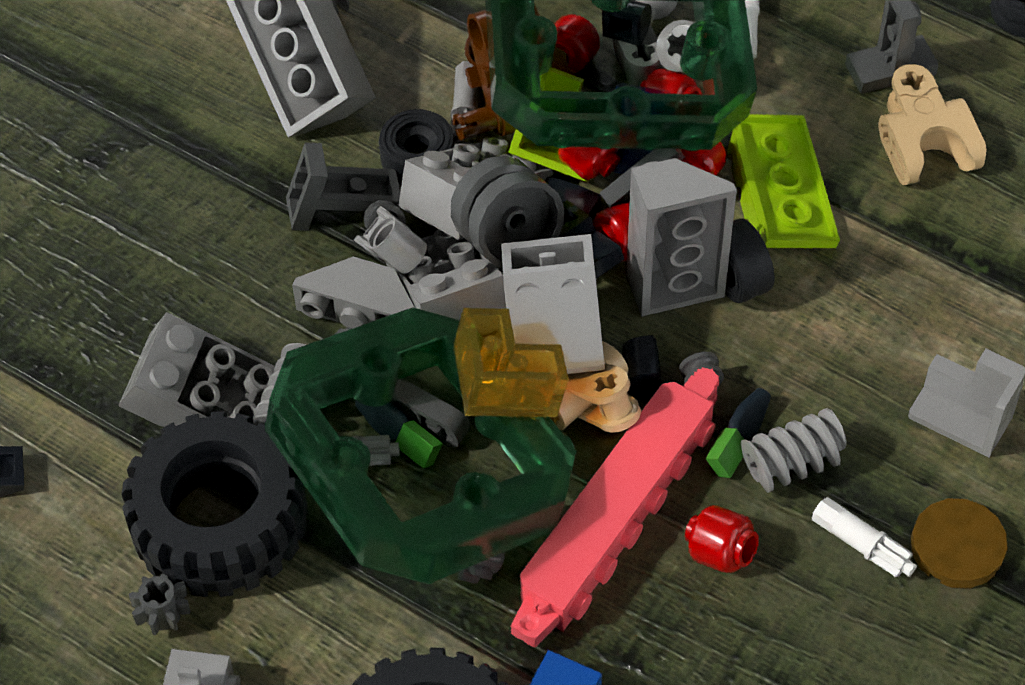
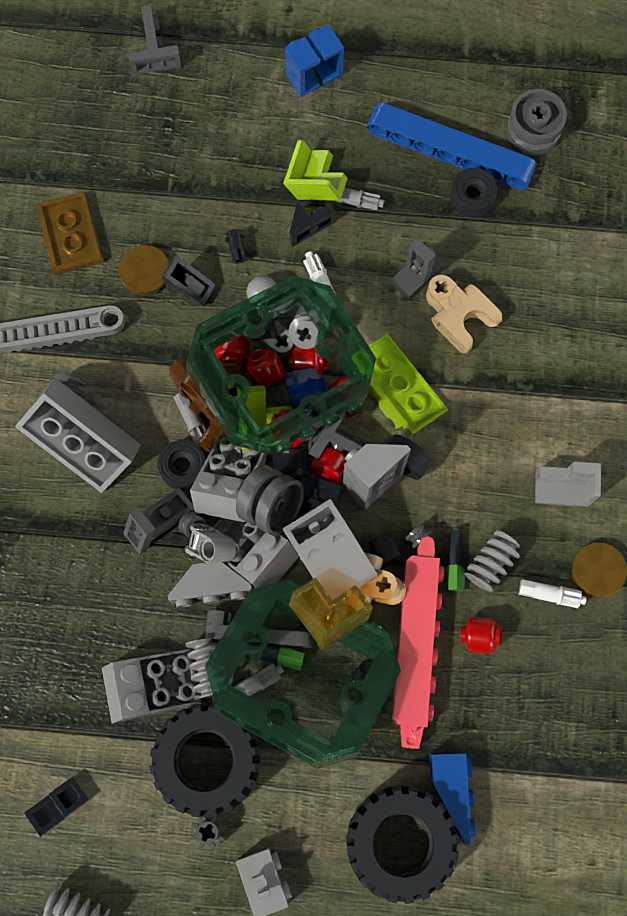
camera: 30 degrees left, 20 degrees up
(602, 70) = (265, 367): none -> red head

